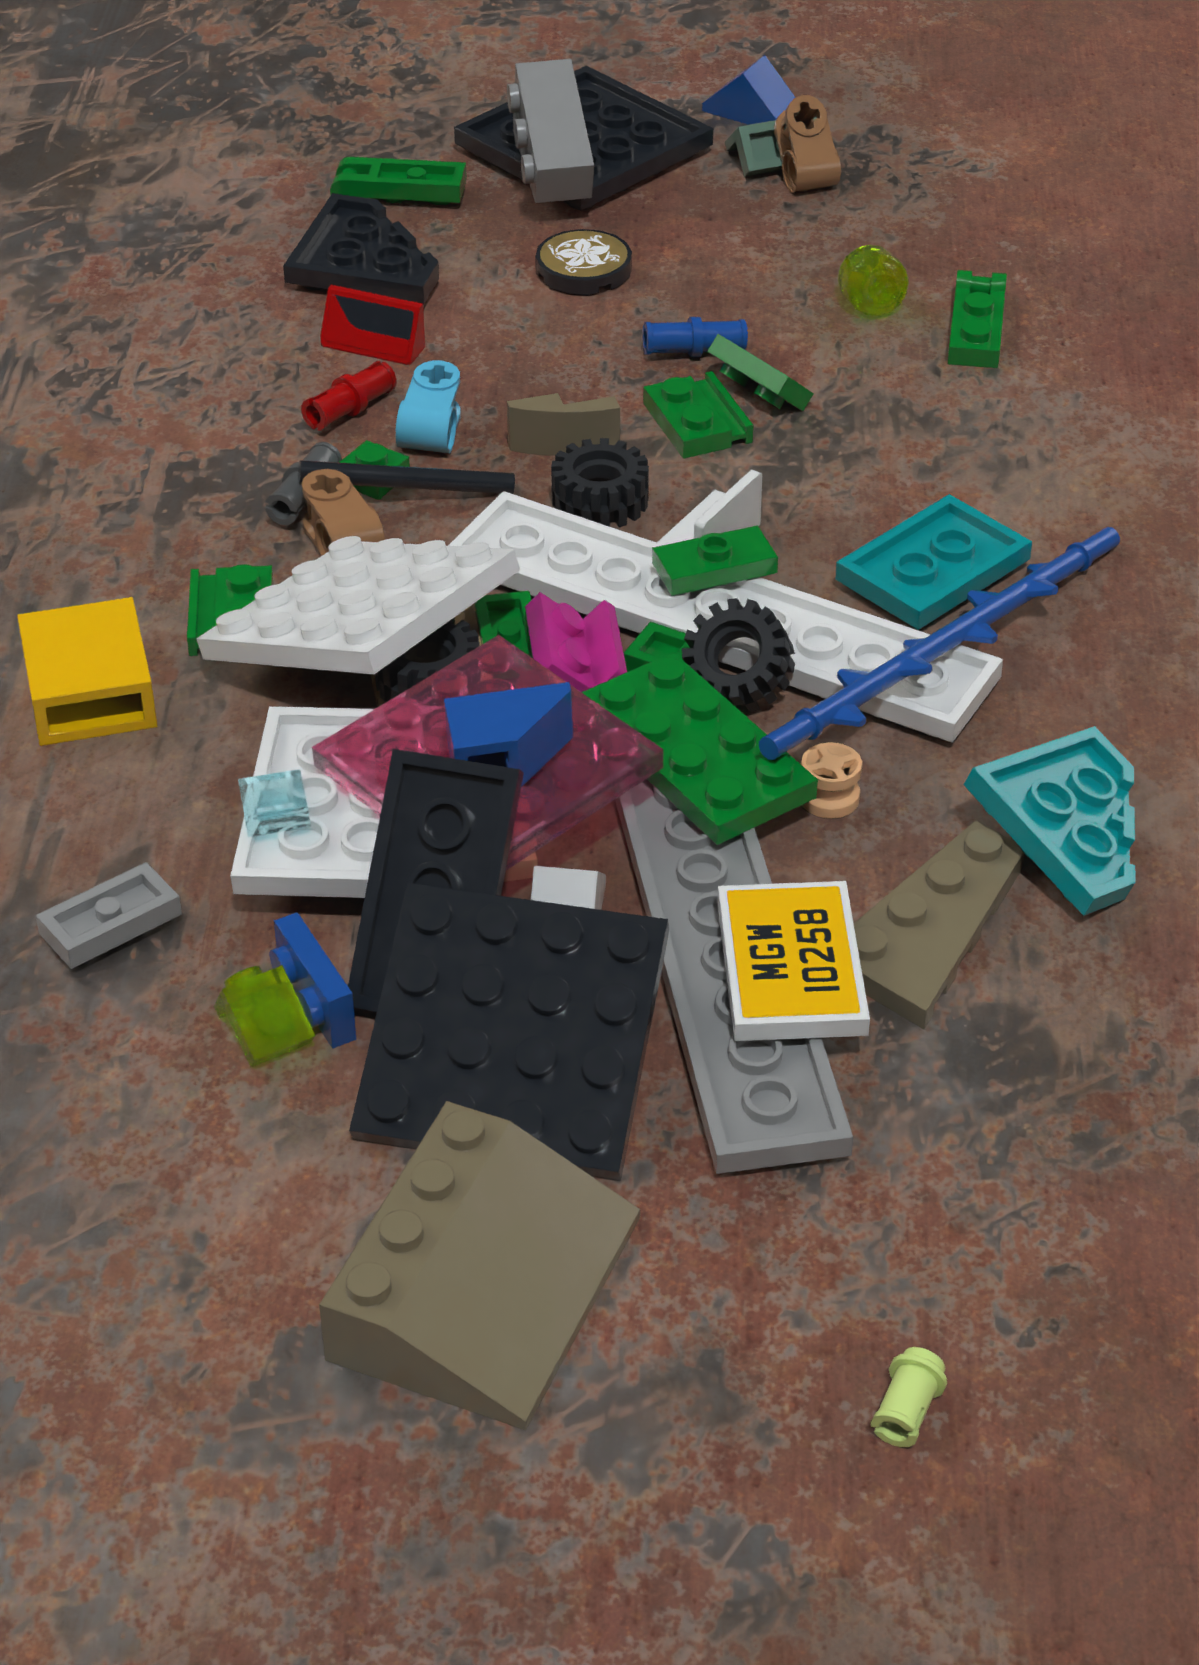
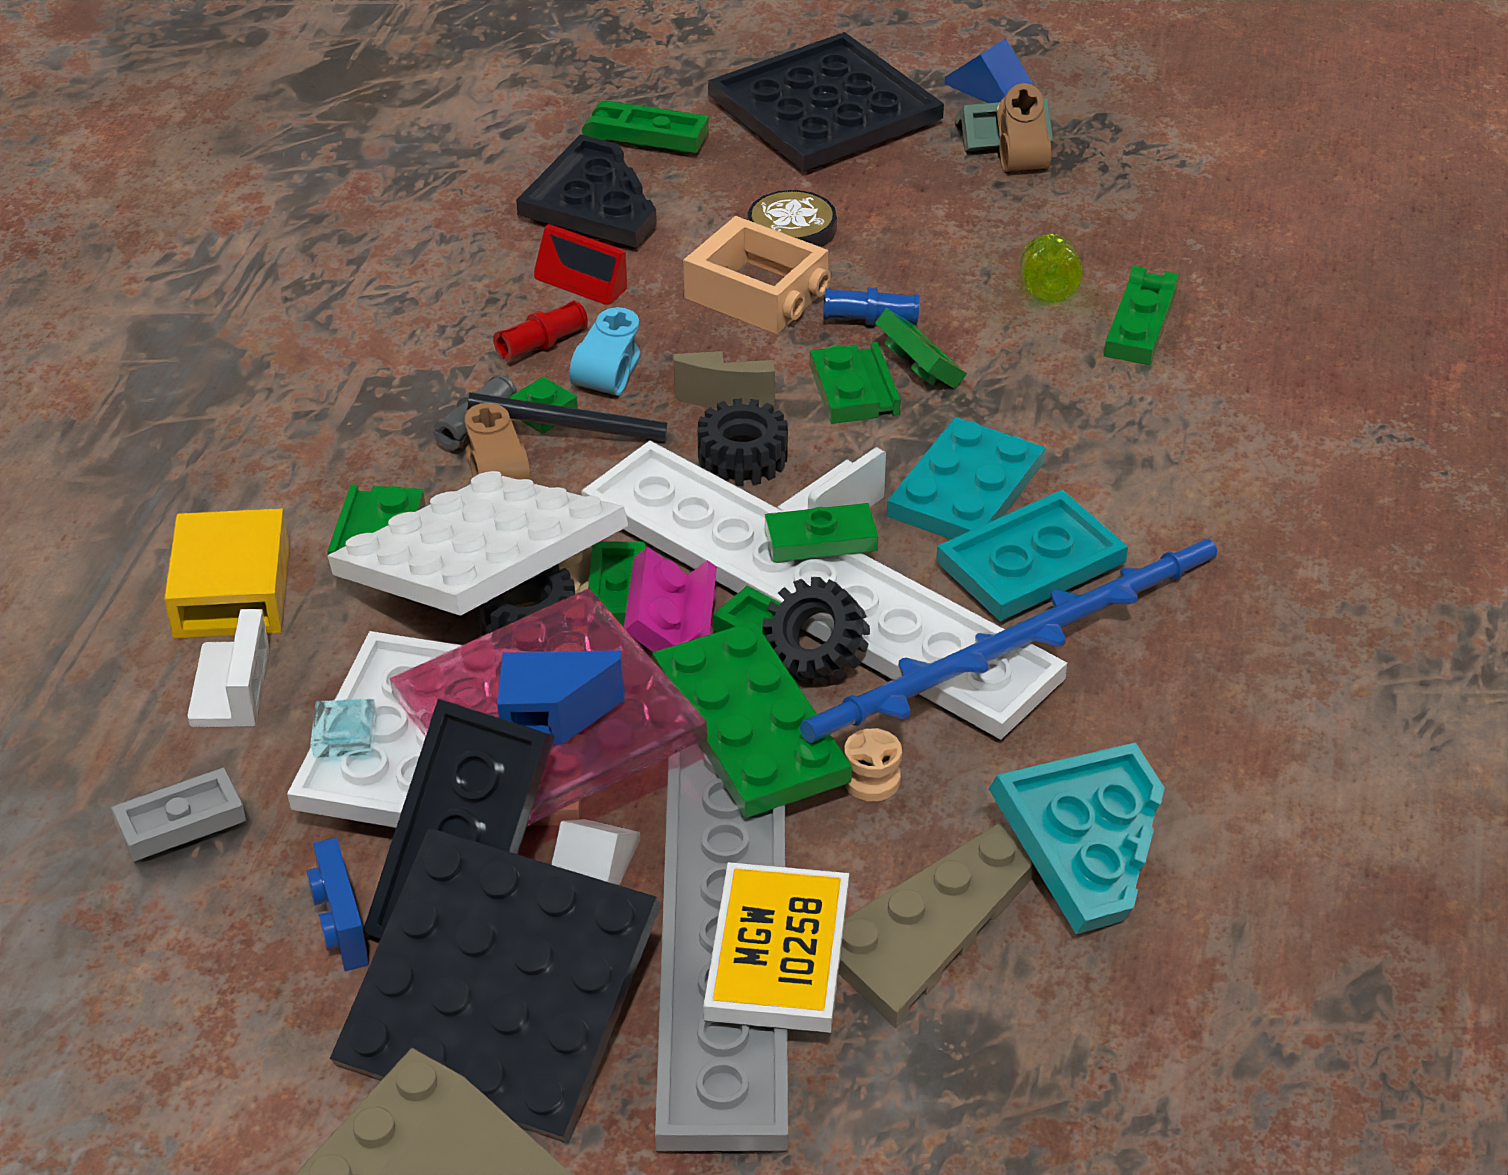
camera: 10 degrees right, 0 degrees up
(119, 775) = (231, 676): none -> white panel
(264, 1013) = (286, 931): clear neon green bracket -> none
(527, 332) = (715, 283): none -> light nougat window
(551, 131) = (783, 95): light grey wedge -> none
(842, 497) = (965, 479): none -> teal plate

